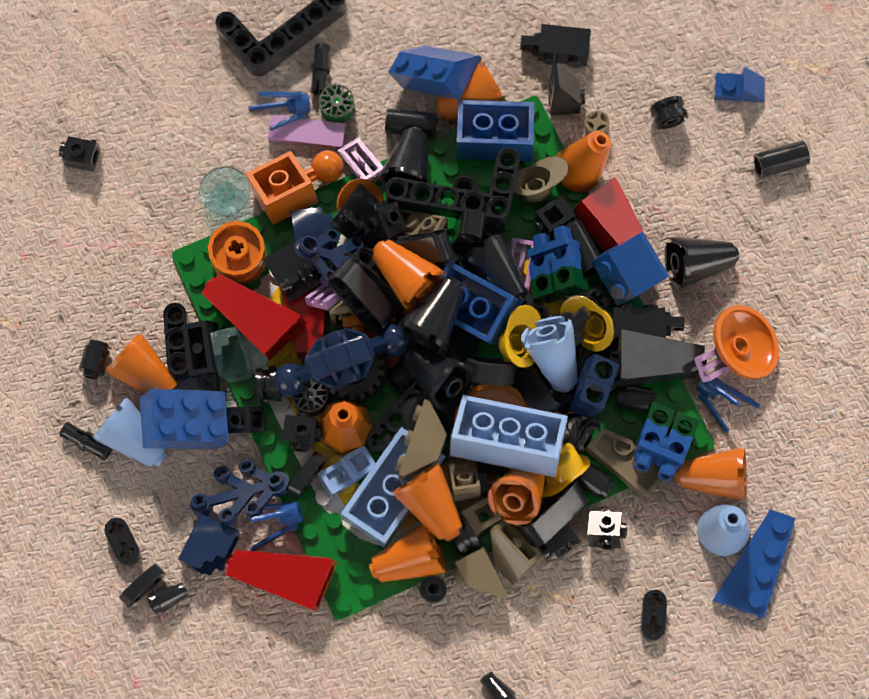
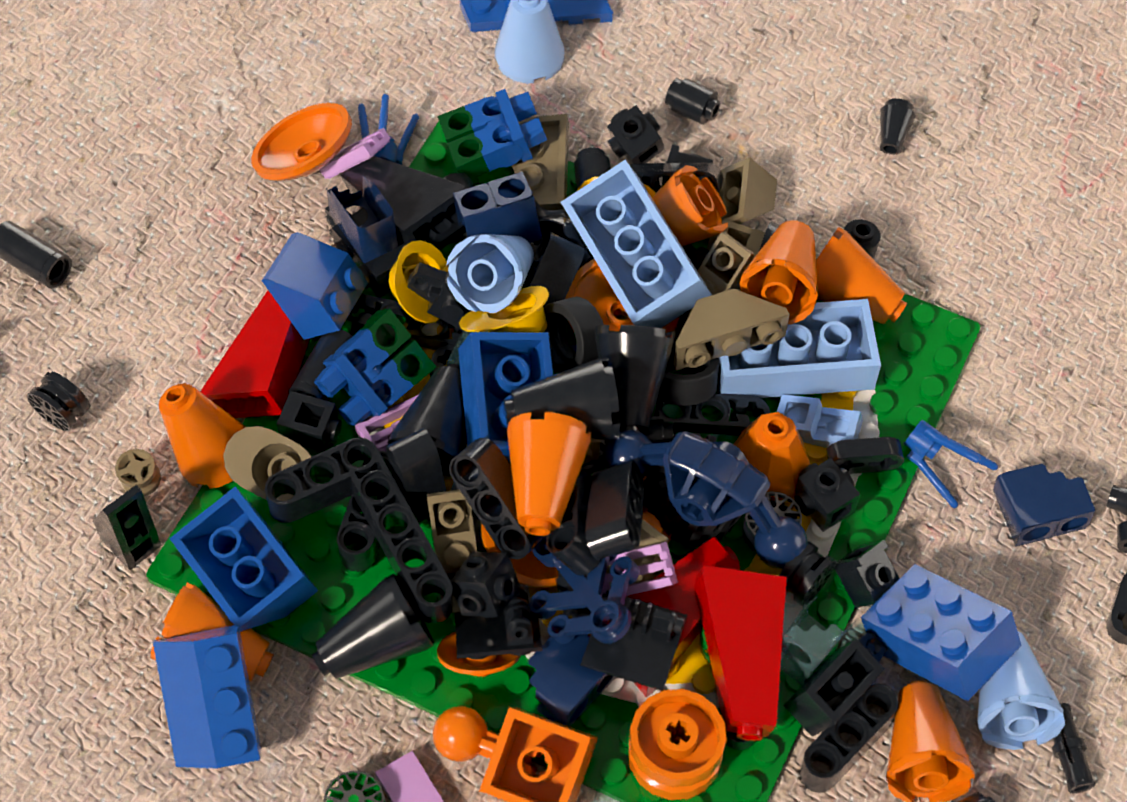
camera: 130 degrees left, 15 degrees down
(242, 493) = (948, 509): dark blue plant -> none
(284, 575) = (994, 396): red slope -> none
(372, 176) = (429, 712): lavender tile -> none
(399, 120) = (308, 689): black pin -> none
(478, 573) = (802, 204): dark tan slope -> none
(559, 45) = (50, 590): black hinge -> none
(609, 589) = (692, 100): none -> black brick
(645, 306) = (372, 237): none -> dark blue piece
(660, 615) = (676, 50): black beam -> none
(697, 259) = (236, 249): black cone -> none
(716, 474) = (471, 68): orange cone -> none

